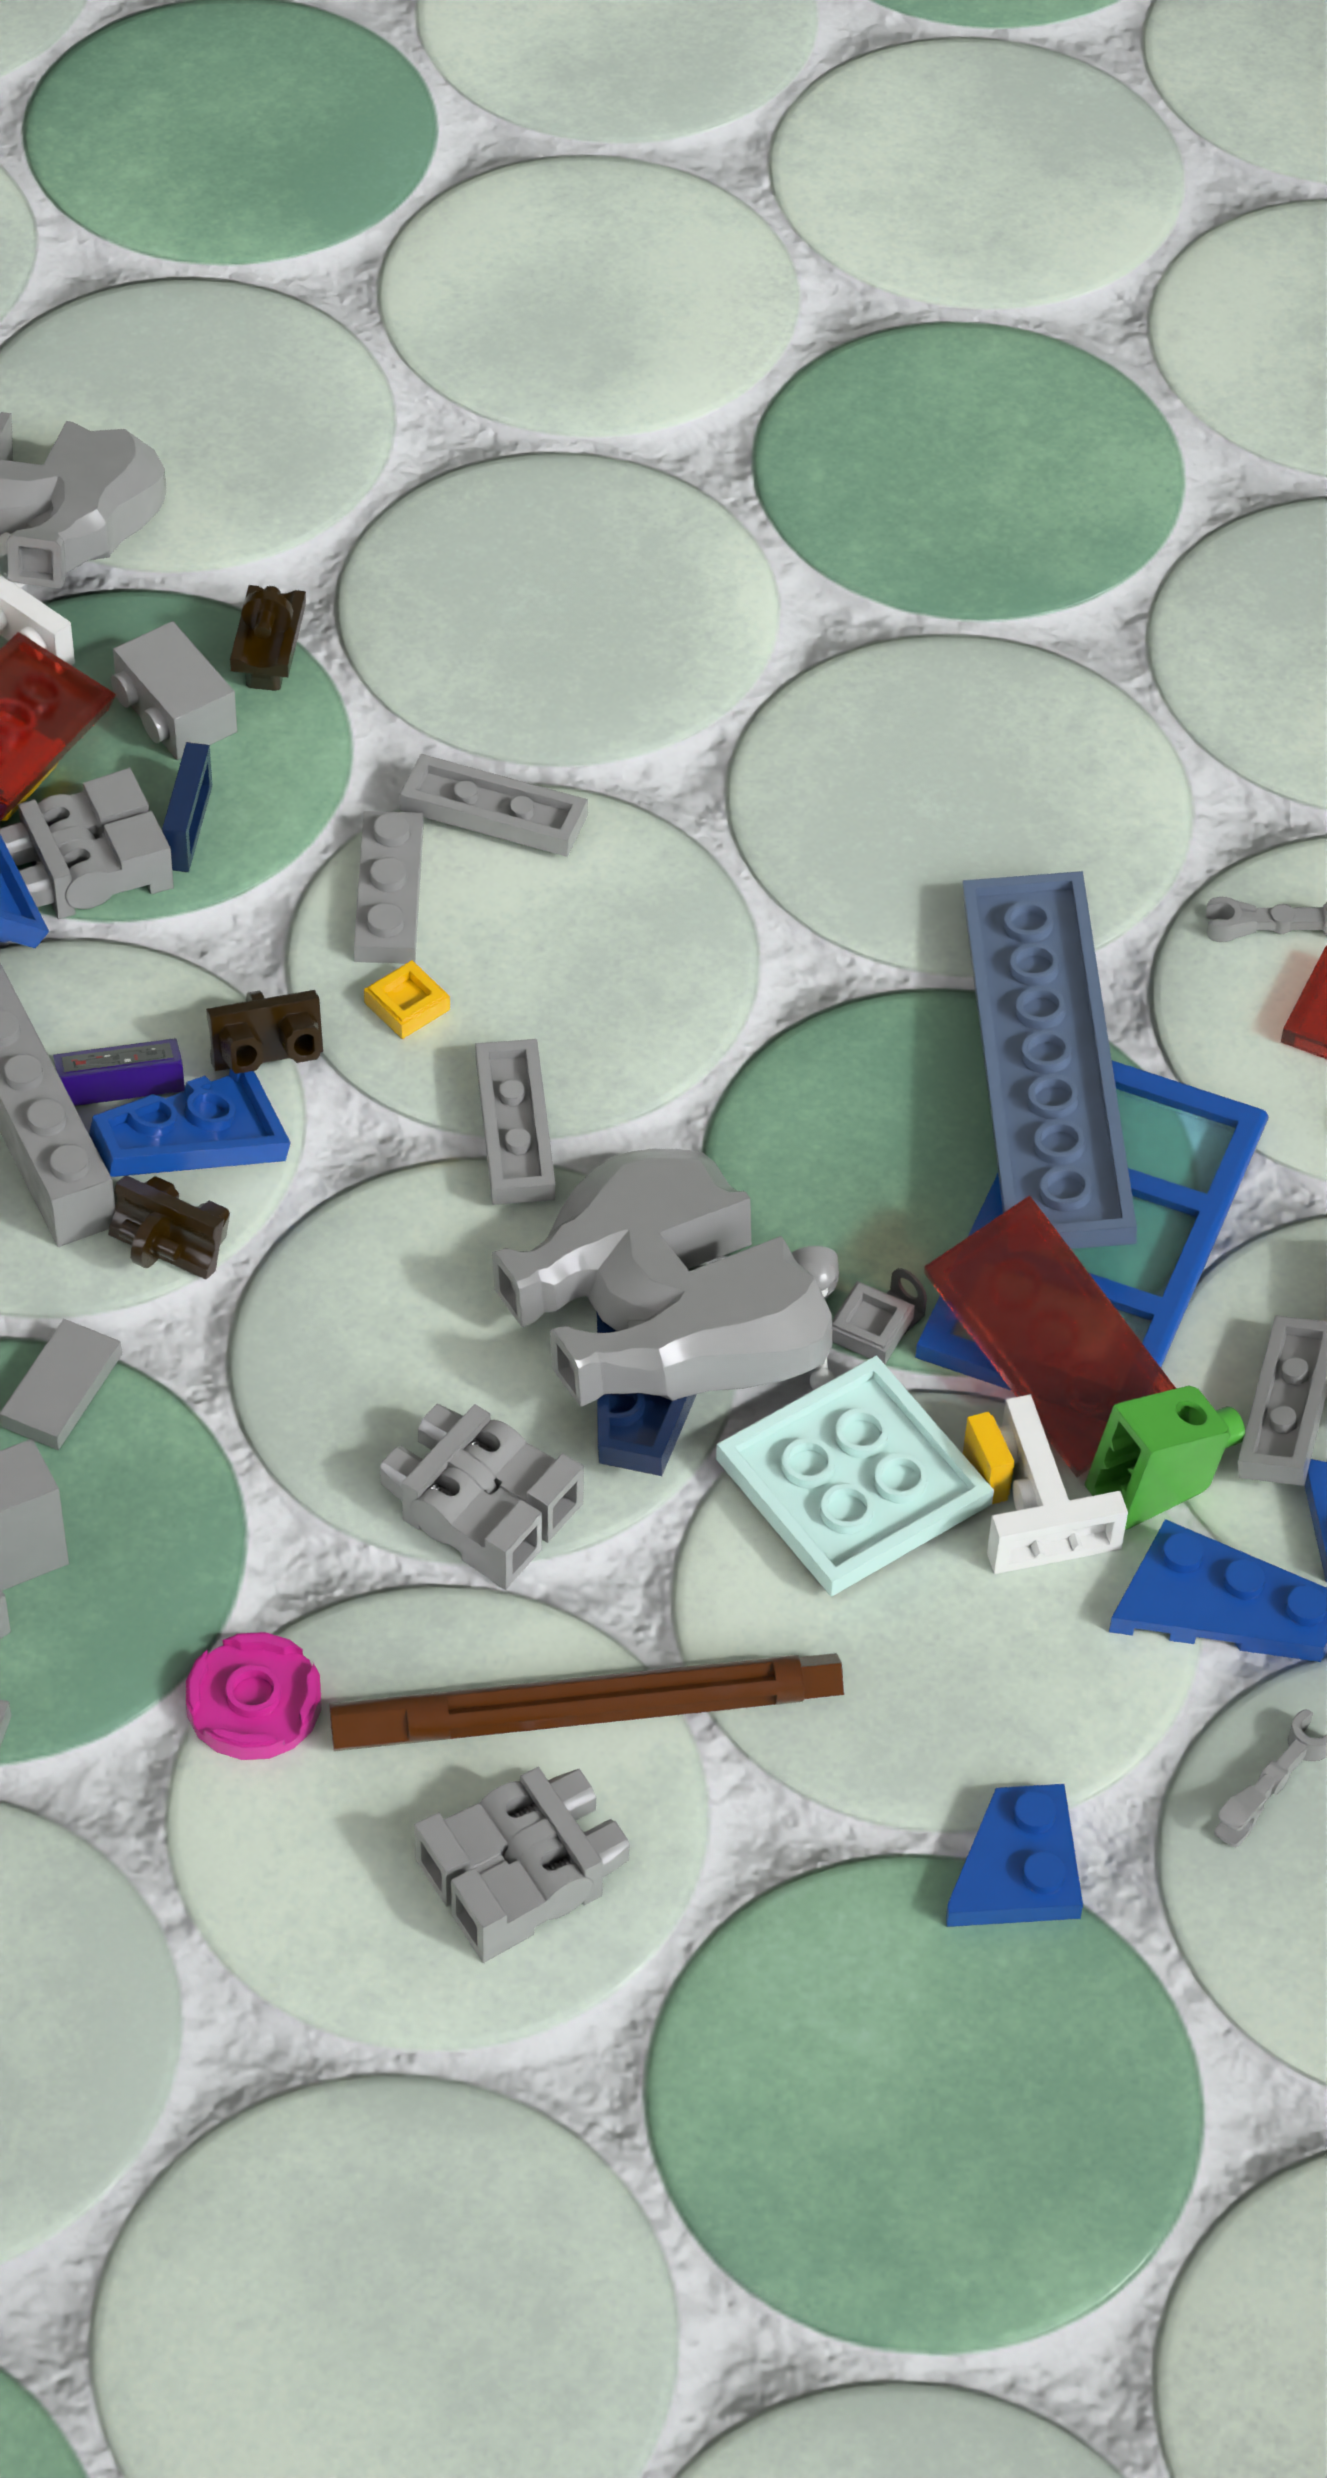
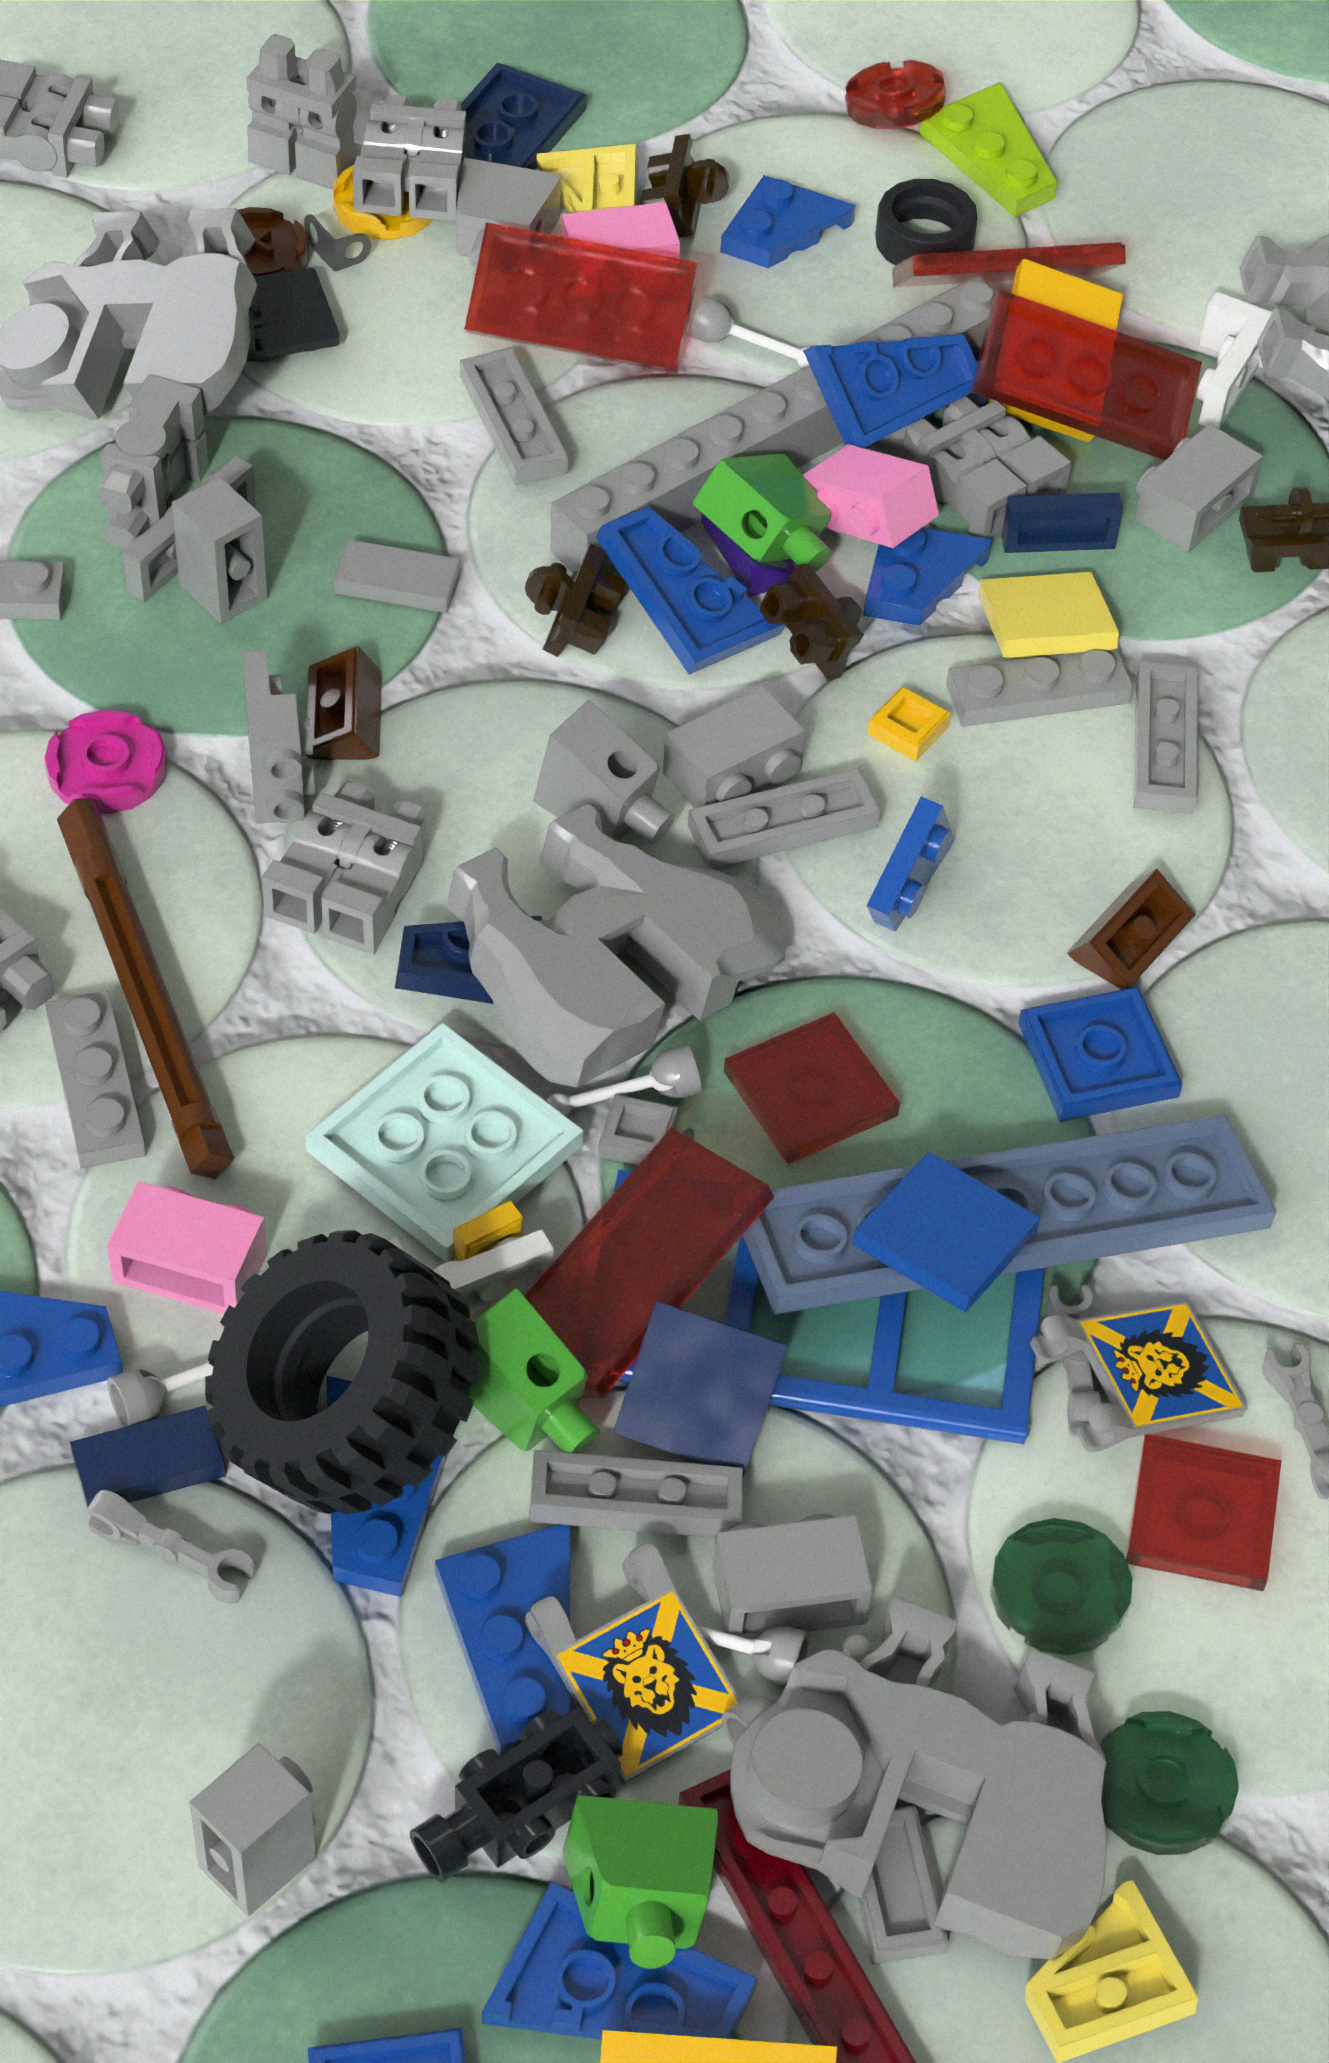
camera: 75 degrees right, 0 degrees up
(110, 1026) = (766, 509): none -> bright green torso
(114, 941) = (874, 494): none -> bright pink brick
(200, 943) = (921, 573): none -> blue wing
(240, 1468) = (345, 706): none -> reddish brown slope
(307, 850) = (1048, 614): none -> light yellow tile
(317, 1519) = (276, 745): none -> light grey plate
(422, 1138) = (734, 750): none -> light grey brick
(441, 1249) = (603, 766): none -> light grey torso
(621, 1027) = (911, 865): none -> blue wing
(696, 1765) = (95, 1079): none -> light grey plate
(715, 898) = (1133, 931): none -> reddish brown slope
(847, 1179) = (811, 1087): none -> clear red tile
(856, 958) = (1099, 1054): none -> blue tile
(943, 1704) = (186, 1247): none -> bright pink brick
(1085, 1090) = (946, 1231): none -> blue tile
(1105, 1774) = (141, 1395): none -> light grey hinge
(1171, 1785) = (149, 1457): none -> dark blue tile
(1199, 1318) = (700, 1387): none -> dark blue tile
(1219, 1006) = (1151, 1367): none -> flag
(1246, 1064) = (1077, 1366): none -> light grey piece
(1265, 1583) = (395, 1409): none -> black tyre

